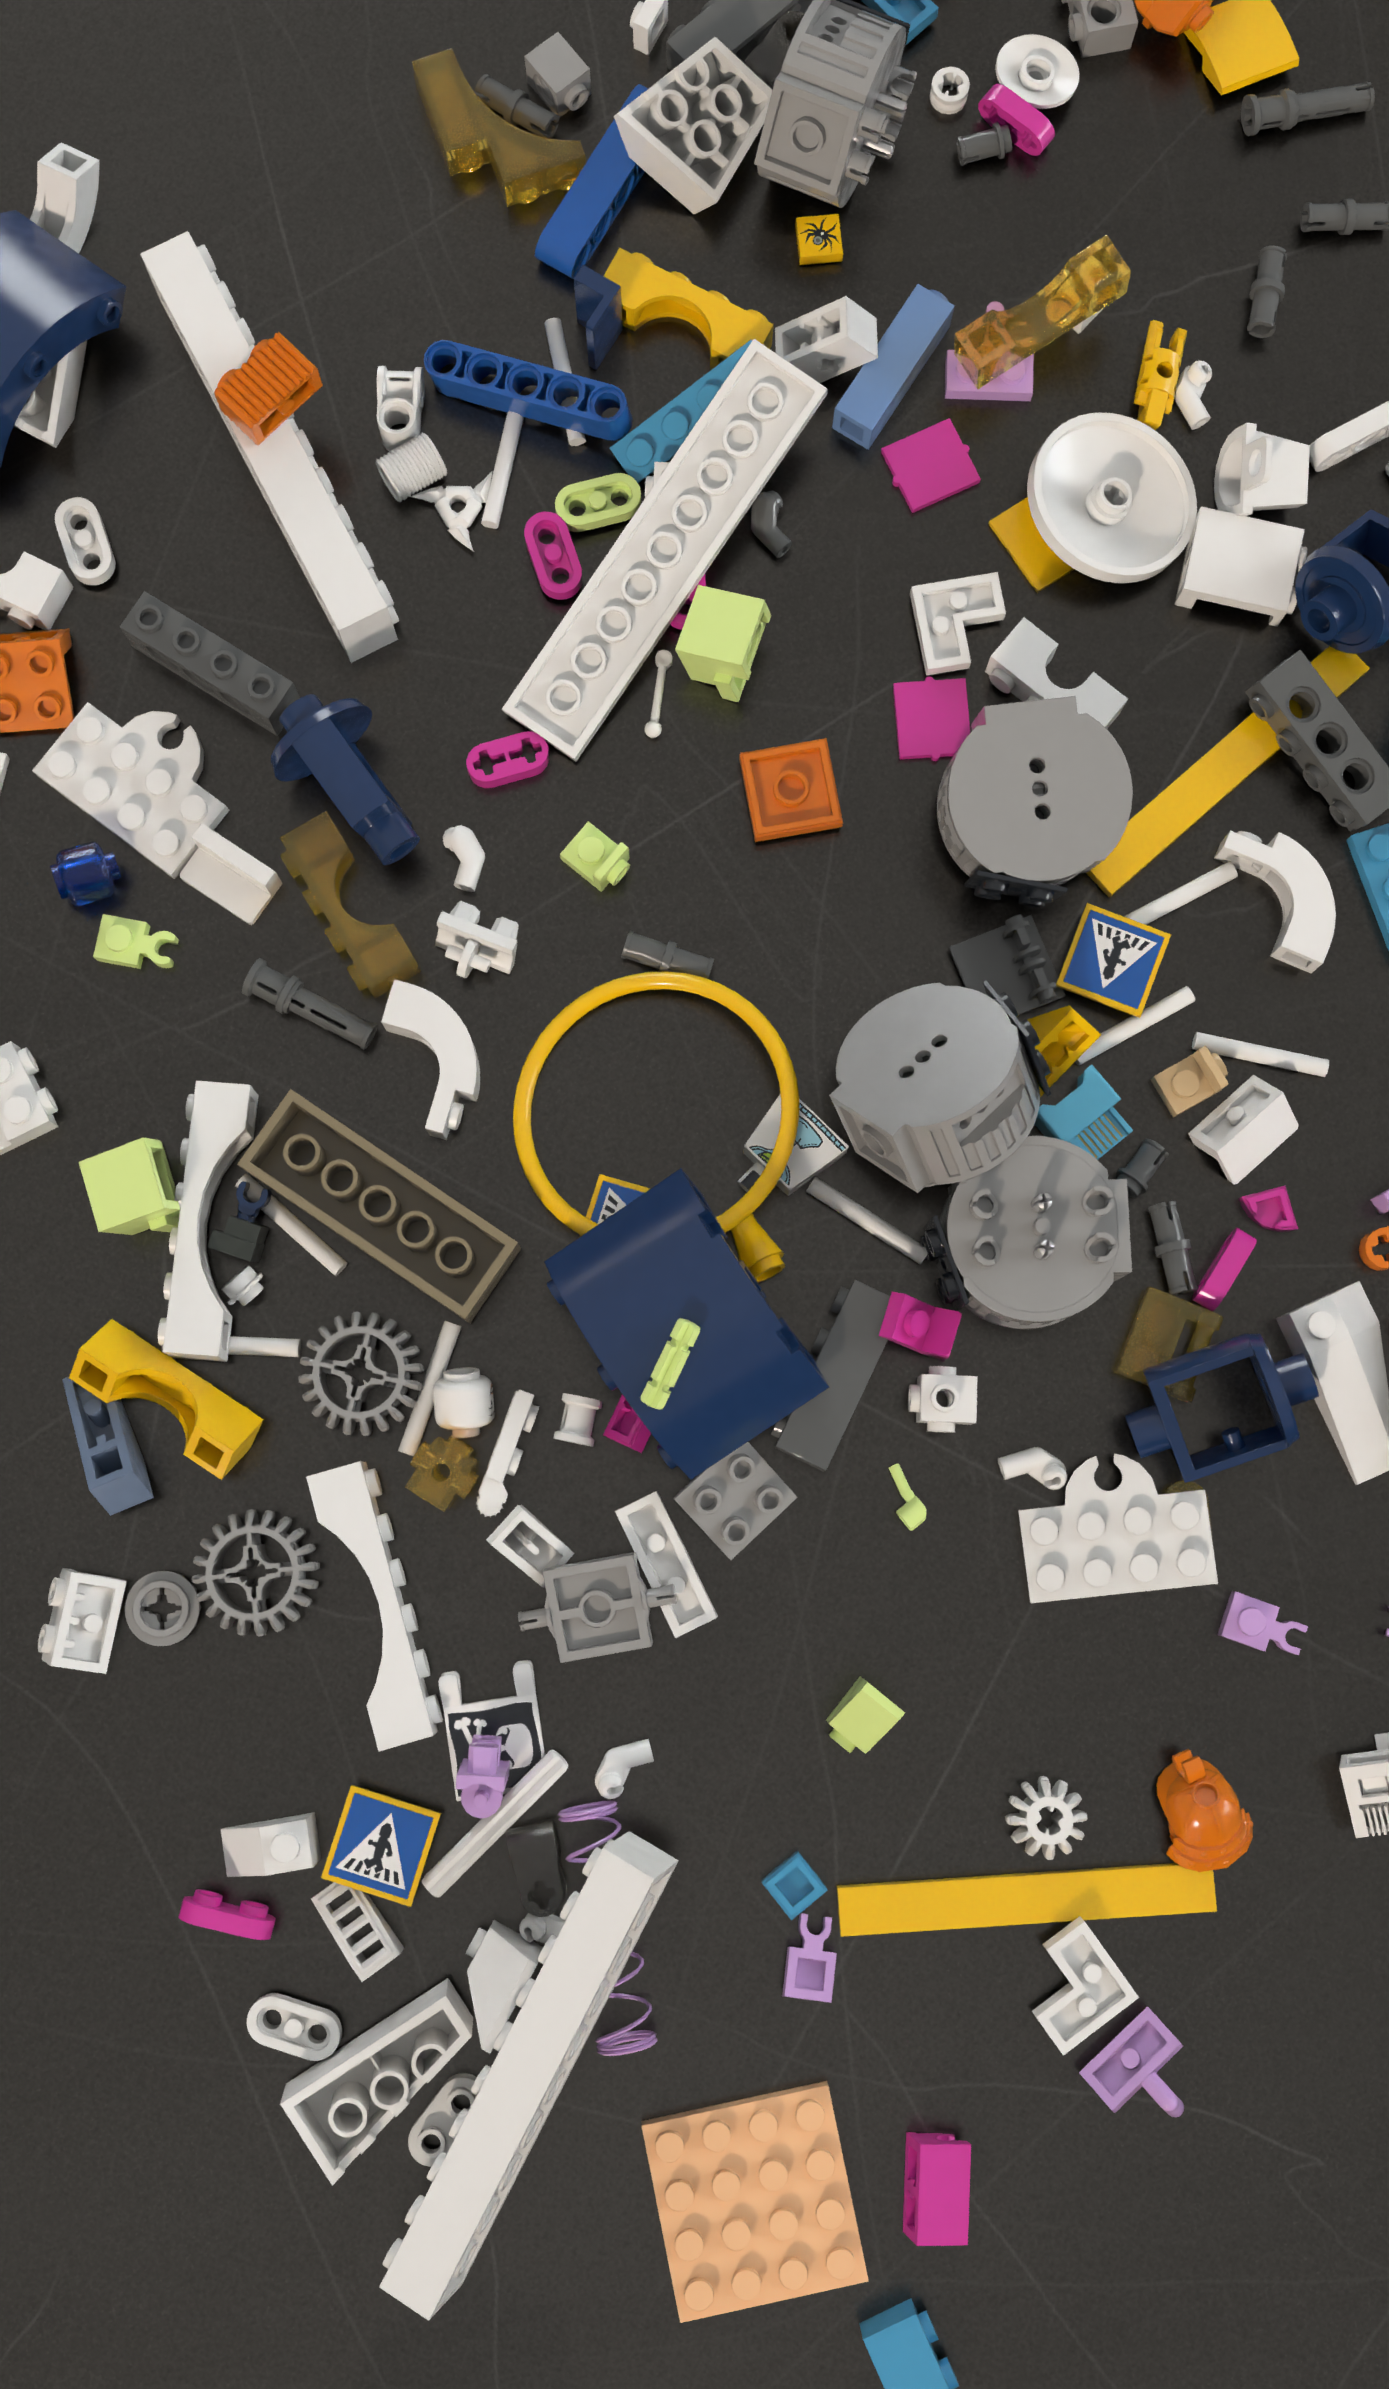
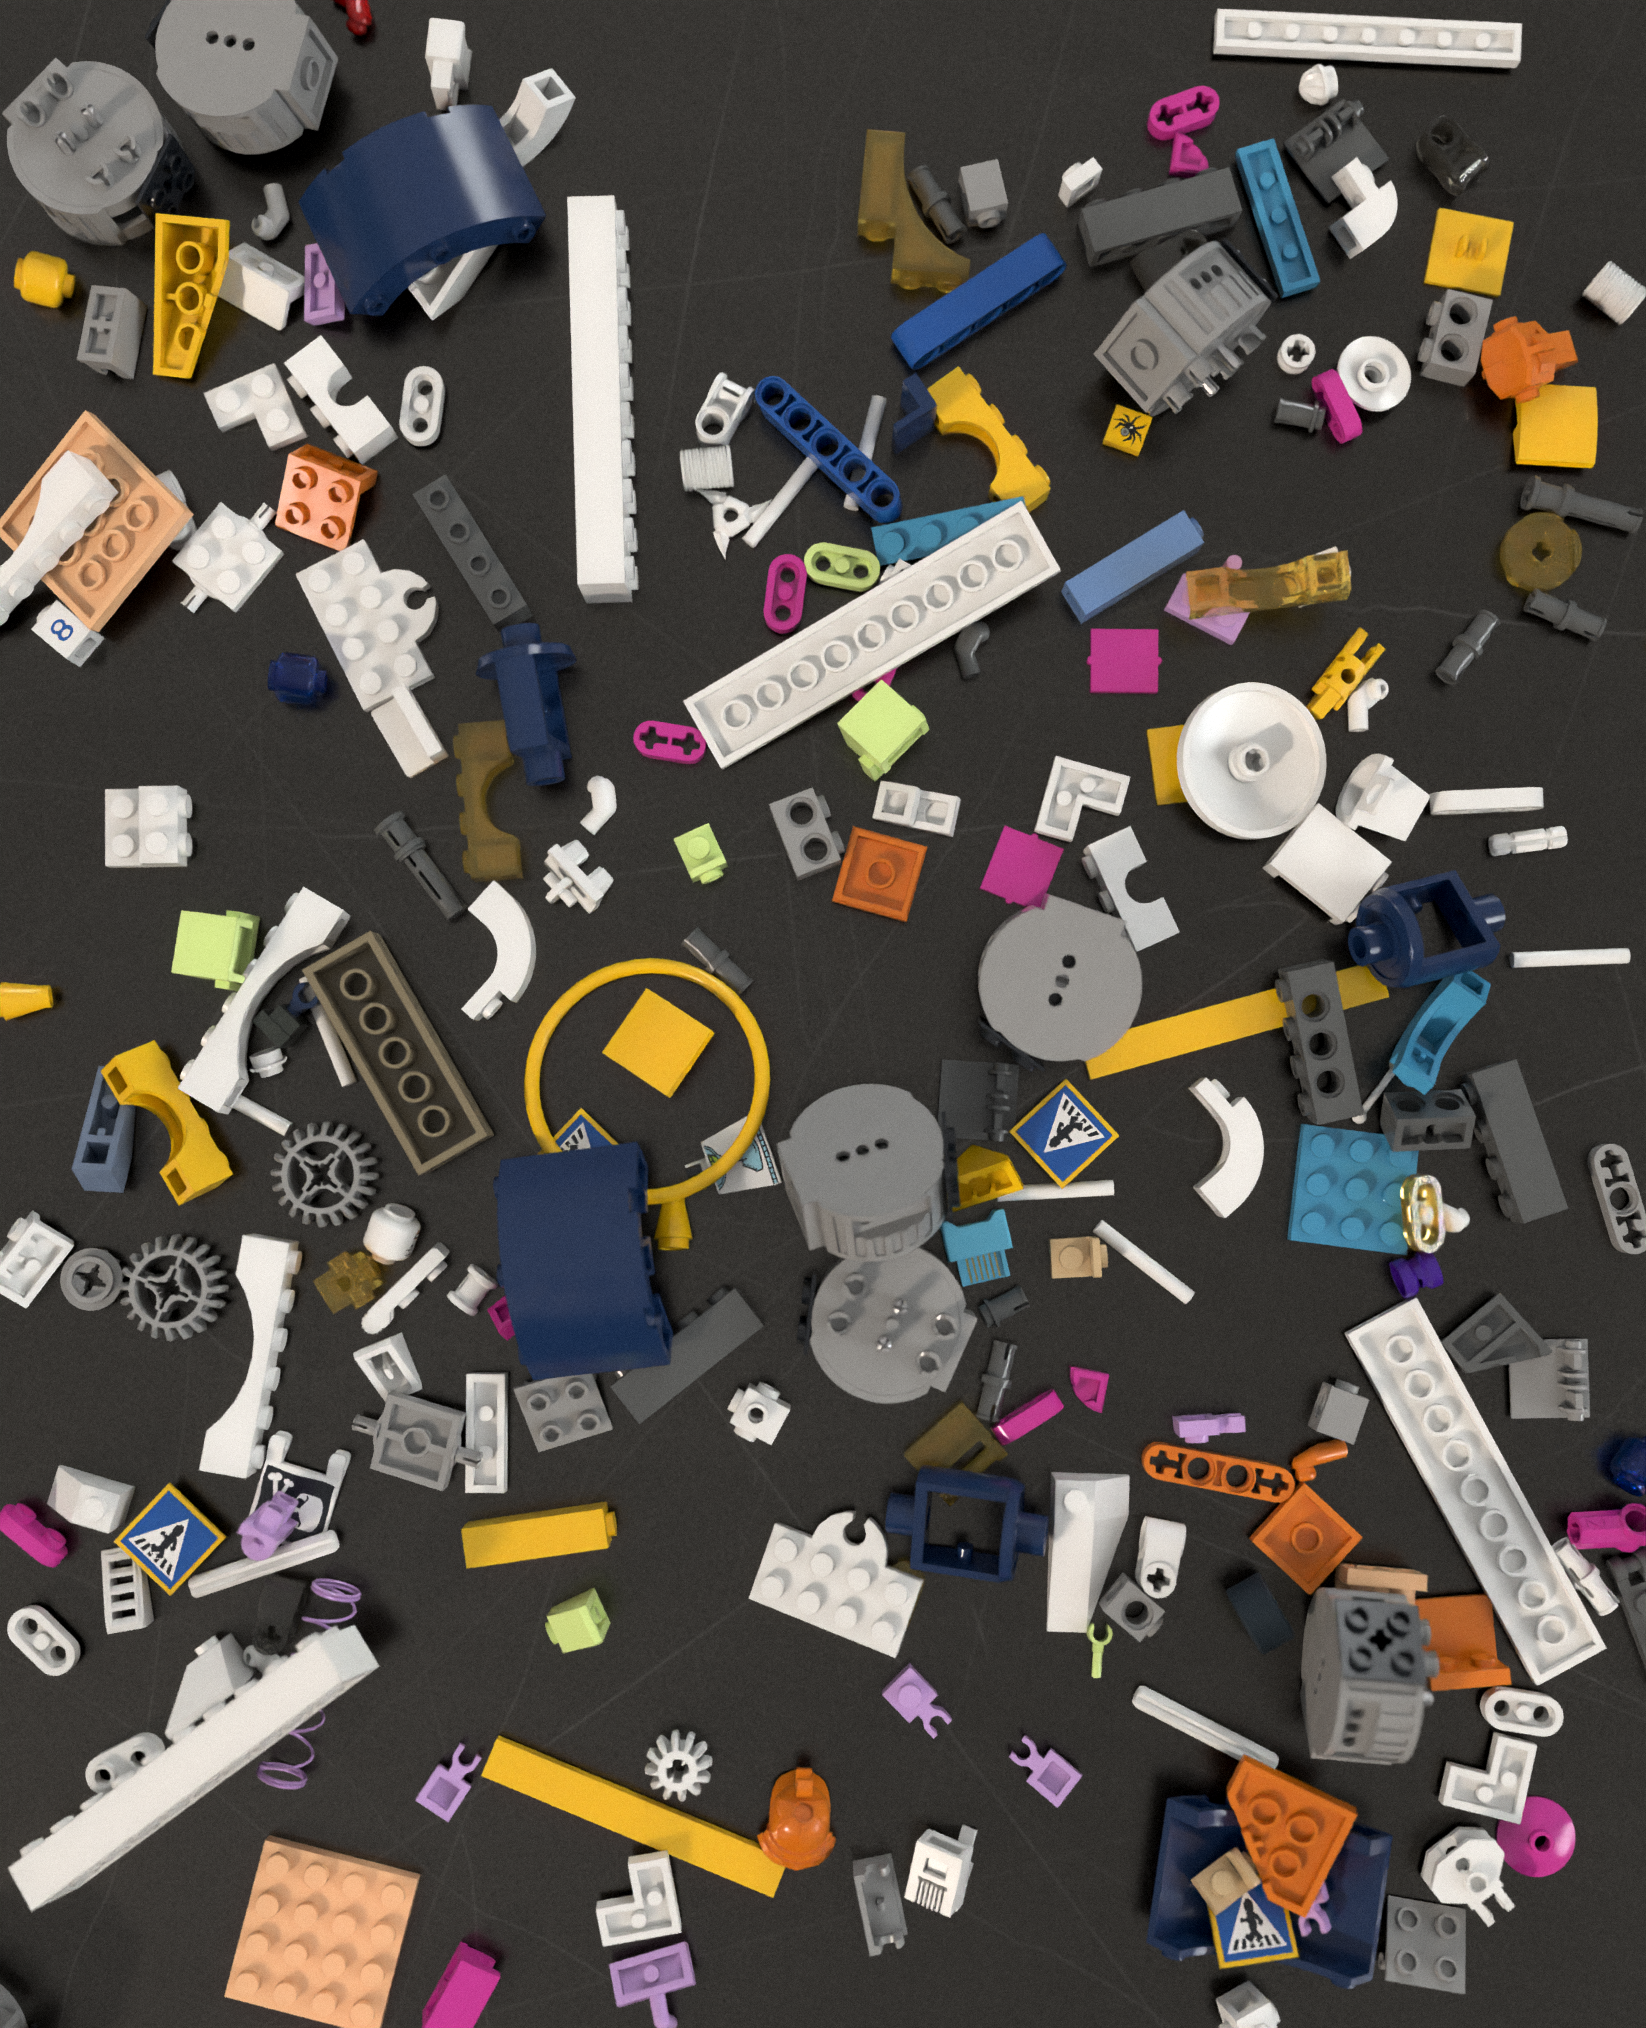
camera: 30 degrees right, 5 degrees up
(128, 941) = (306, 747): yellowish green plate -> none
(267, 387) = (612, 359): orange brick -> none
(372, 2078) = (81, 1707): white wedge -> none
(425, 1403) = (363, 1218): white bar -> none
(617, 1764) = (377, 1564): white arm -> none
(649, 1063) = (658, 1042): none -> yellow slope
(663, 661) = (797, 771): white hinge -> none
(670, 1363) = (551, 1293): yellowish green axle -> none
(686, 790) = (798, 836): none -> light grey brick
(696, 124) = (1070, 293): white wedge -> none
(776, 1644) = (538, 1534): none -> yellow brick
(794, 1885) = (466, 1719): dark azure tile -> none
(796, 708) = (916, 808): none -> white slope
(829, 339) = (1084, 525): white brick -> none
(867, 1220) = (771, 1242): white bar -> none
(913, 1511) = (695, 1484): yellowish green hand -> none
(920, 1326) = (766, 1348): dark pink slope -> none
(1036, 1463) = (808, 1495): white arm -> none
(1184, 894) = (1146, 1106): white bar -> none
(1245, 1128) = (1101, 1314): white panel -> none
(1283, 191) = (1523, 568): none -> clear yellow plate
(1331, 1859) = (879, 1902): none -> light grey hinge

